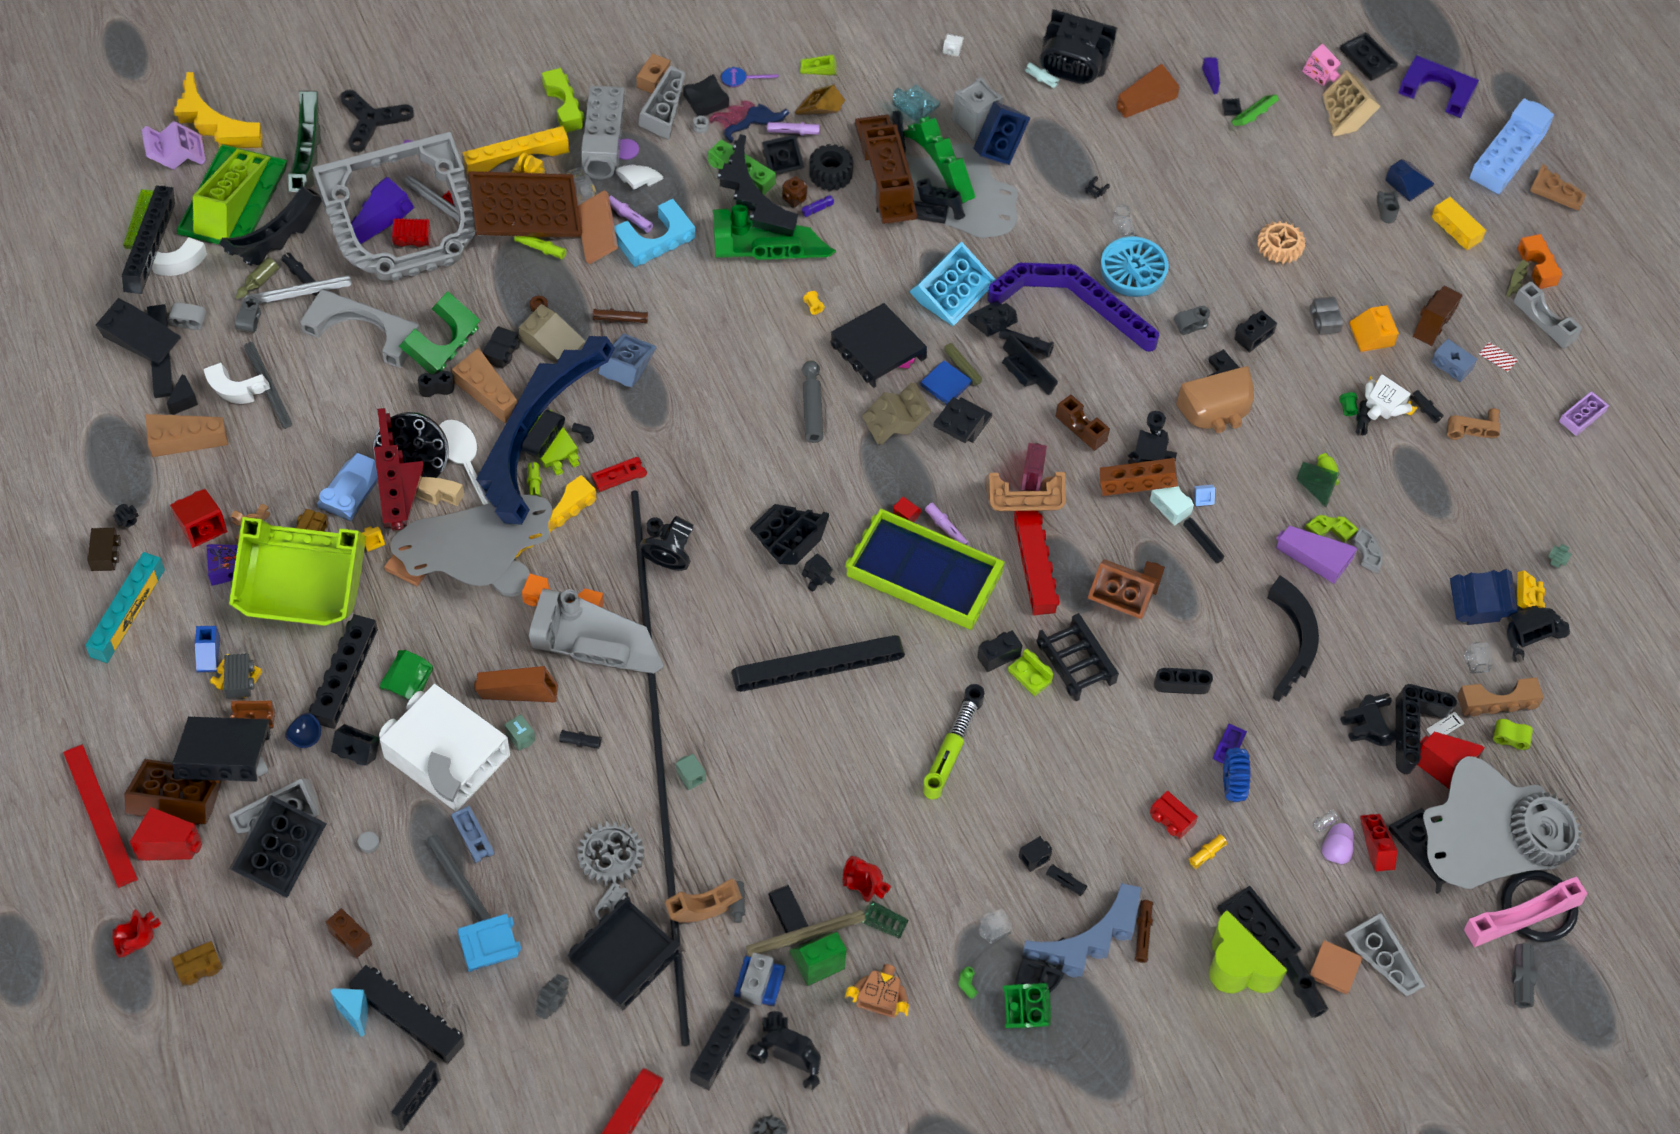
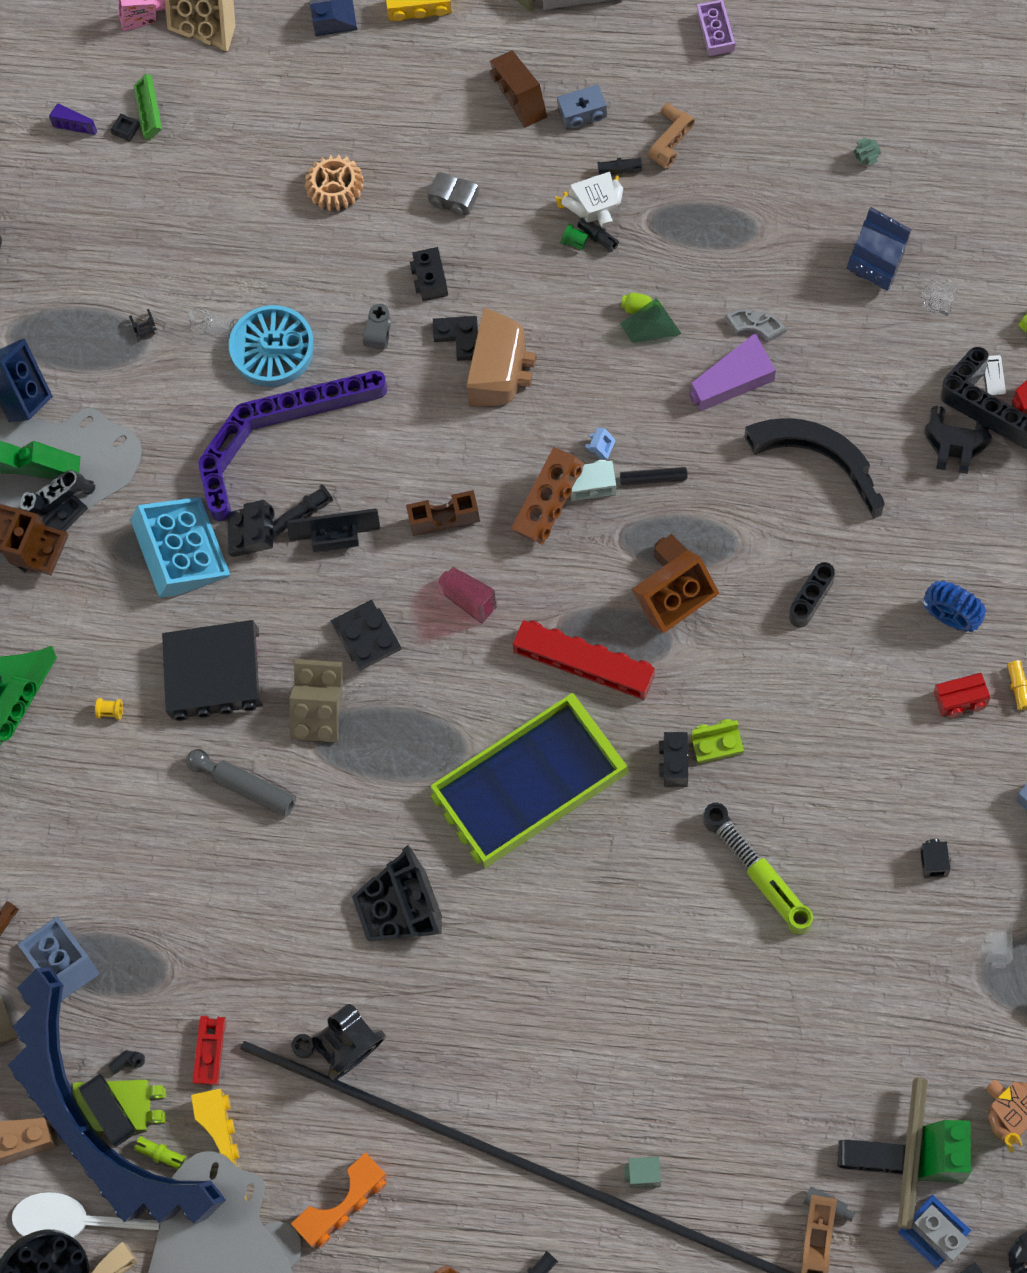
camera: 50 degrees left, 10 degrees up
(591, 633) = (411, 1191): light grey panel -> none
(774, 1021) = (998, 1242): black gear -> none
(817, 663) = (582, 961): black beam -> none
(818, 571) = (469, 896): black piece -> none
(864, 878) = (875, 1052): red helmet -> none
(881, 910) = (916, 1067): clear green slope -> none
(906, 509) = (444, 760): red piece -> none
(941, 520) = (486, 727): lavender pin -> none
(945, 382) = (301, 625): blue tile -> none
(963, 364) = (288, 593): olive axle -> none
(1050, 498) = (518, 609): medium nougat windscreen -> none
(1066, 880) = (980, 845): black pin -> none
(1087, 642) = (735, 663): black fence -> none
(1148, 92) = (53, 195): dark orange slope -> none
(1152, 445) = (514, 461): black torso -> none
(1232, 738) = (907, 592): dark purple slope -> none
(1339, 526) = (710, 335): lime tile -> none
(1374, 329) = (498, 158): light orange slope -> none
(1388, 206) = (353, 52): dark grey piece -> none
(1477, 700) = (1002, 282): medium nougat arch -> none
(1498, 357) = (598, 63): sticker -> none
(1529, 591) = (896, 205): yellow plate -> none
(1534, 625) = (935, 226): black torso -> none

